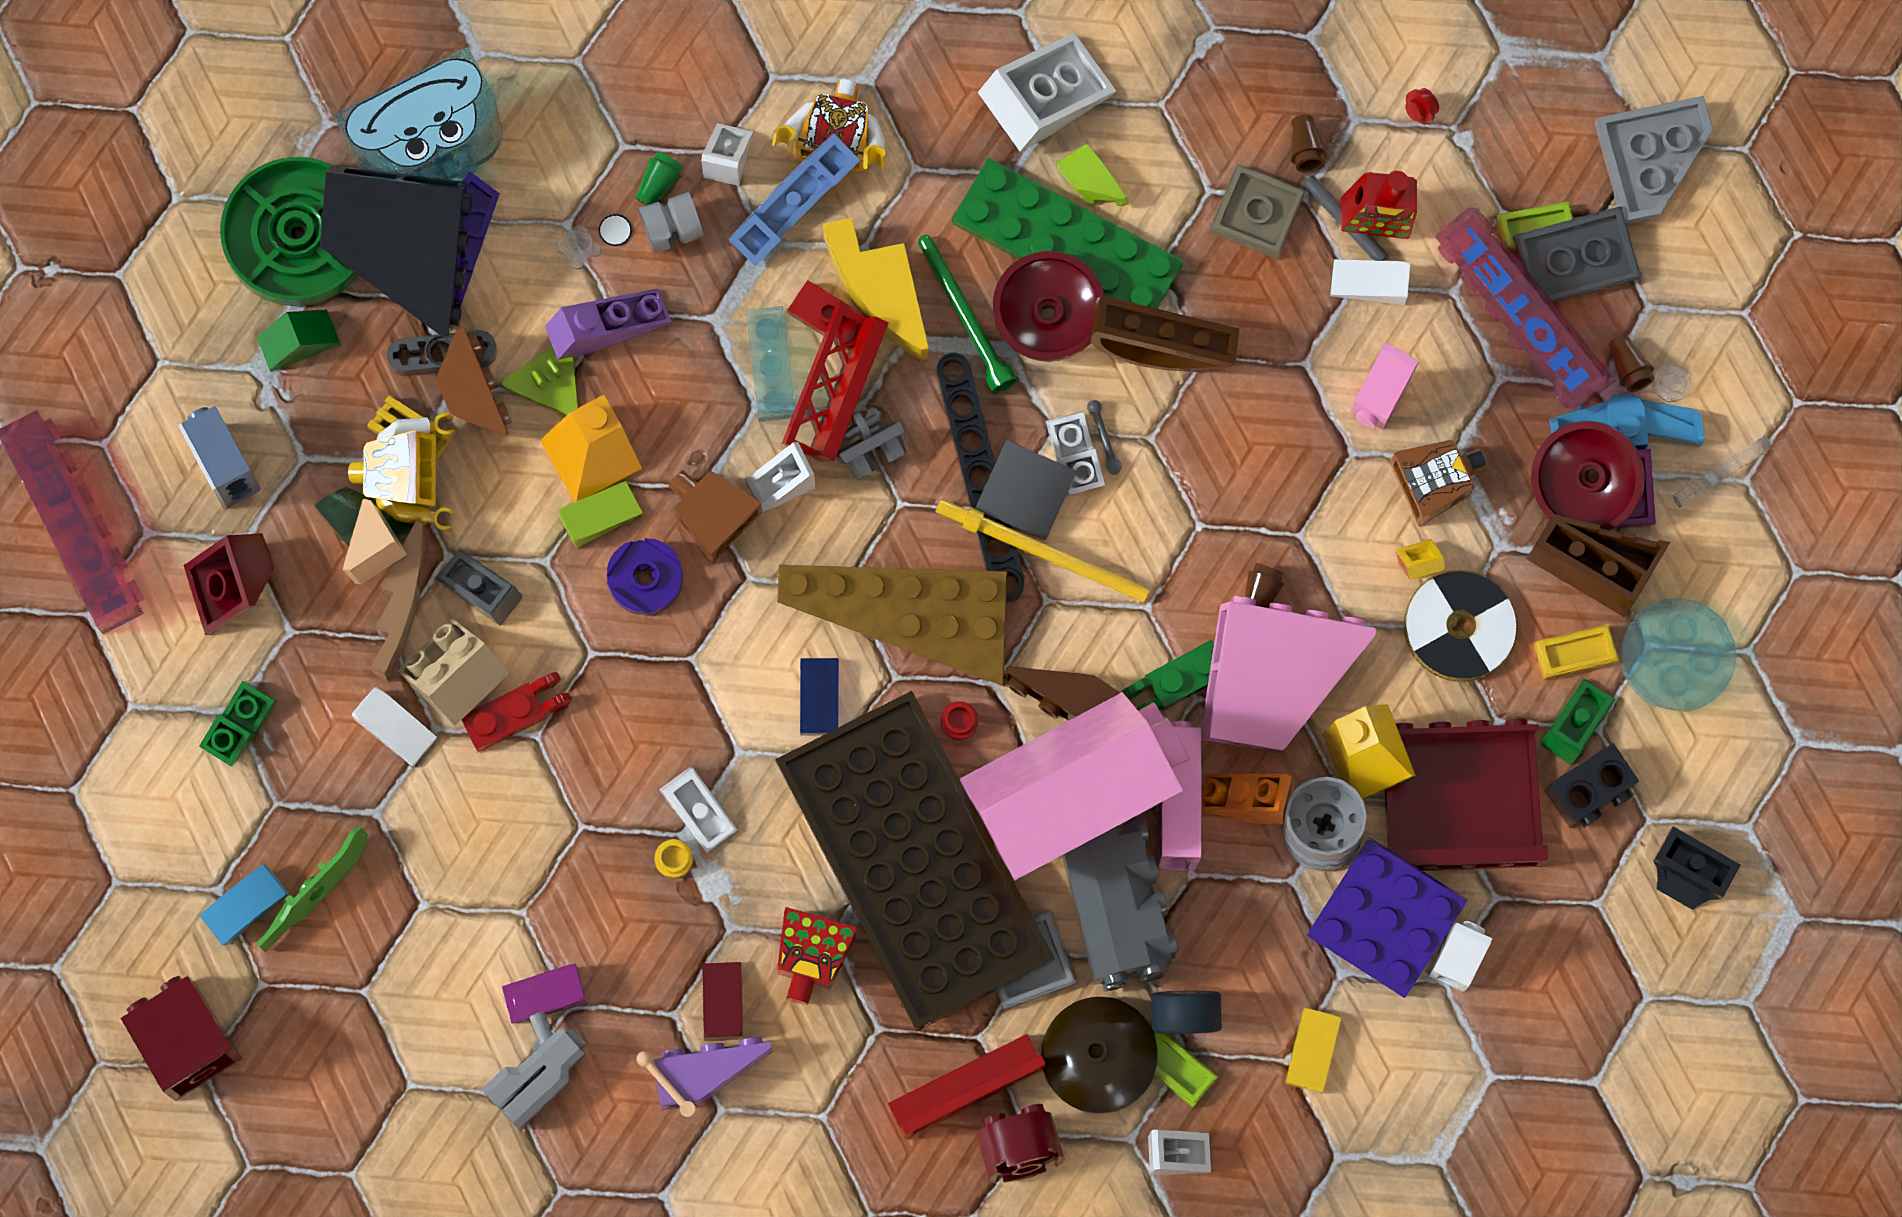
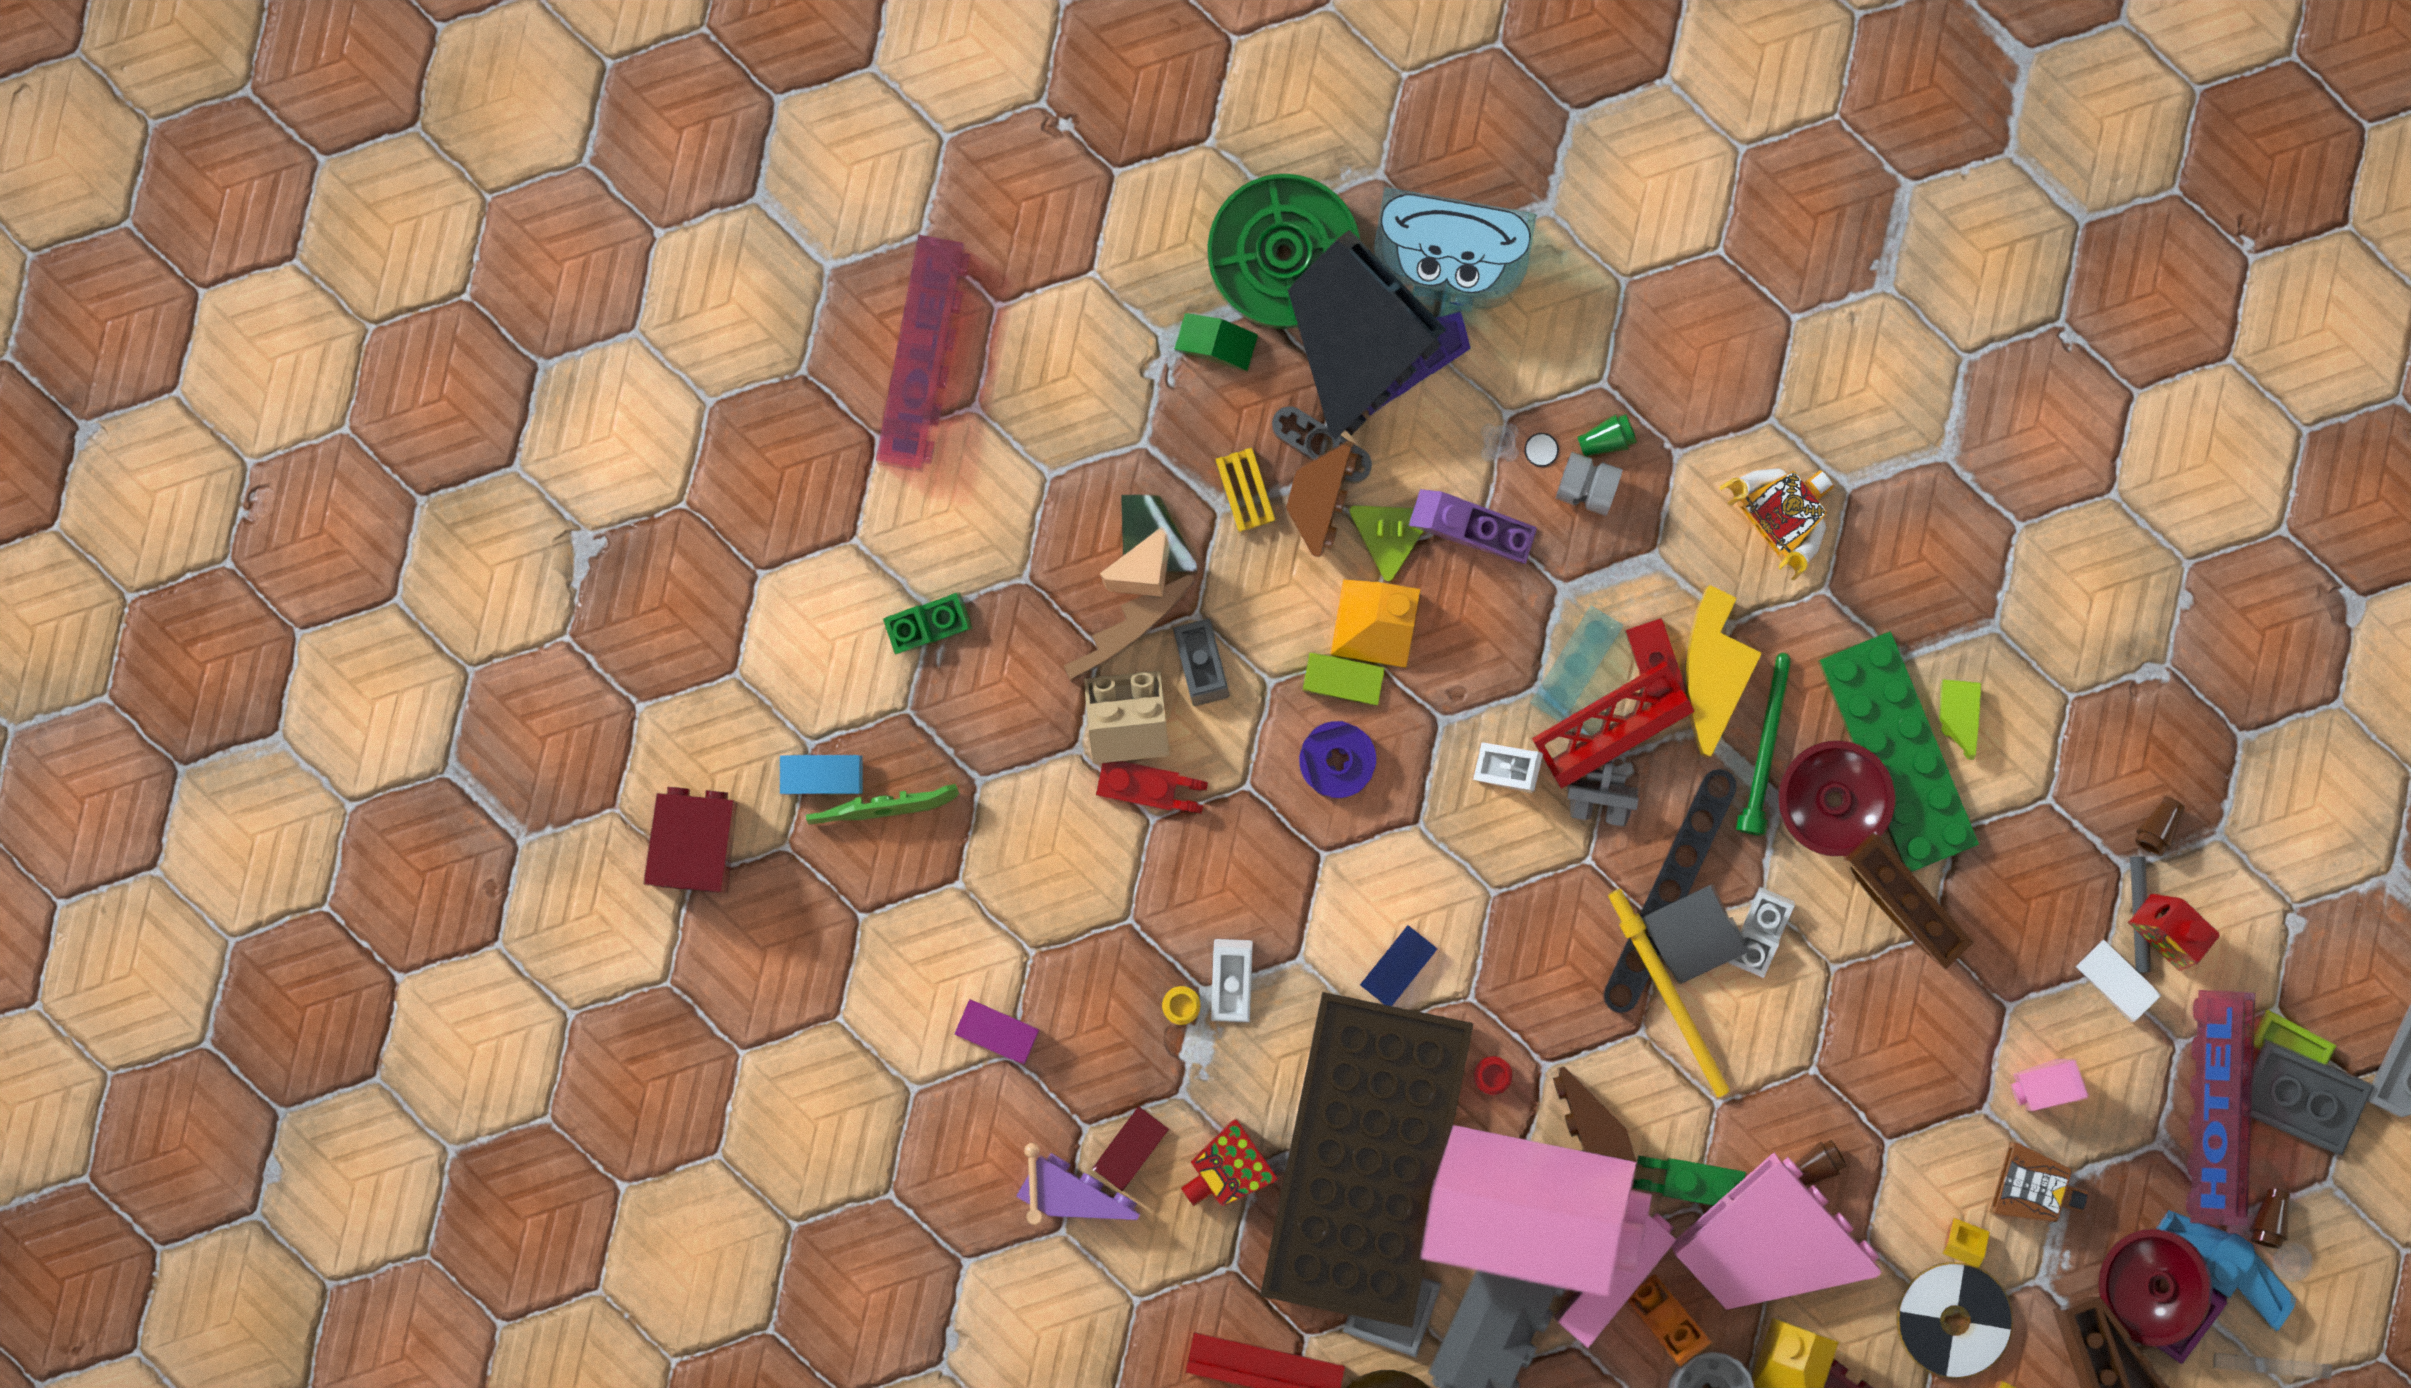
camera: 45 degrees right, 10 degrees up
(218, 456) = (1076, 395): sand blue piece -> none
(228, 578) = (1008, 502): dark red slope -> none
(393, 726) = (1046, 724): white slope -> none
(402, 469) = (1212, 523): torso -> none
(552, 1051) = (968, 1086): light grey piece -> none
(713, 511) = (1432, 749): dark orange torso -> none
(726, 154) = (1682, 458): white slope -> none
(793, 198) = (1701, 541): medium blue slope -> none
(930, 612) = (1538, 969): pearl gold wing -> none
(1045, 91) = (1984, 613): white slope -> none
(1114, 465) = (1784, 966): dark grey hinge -> none
(1257, 211) = (2074, 849): dark tan tile -> none
(1421, 105) = (2282, 870): red plate -> none

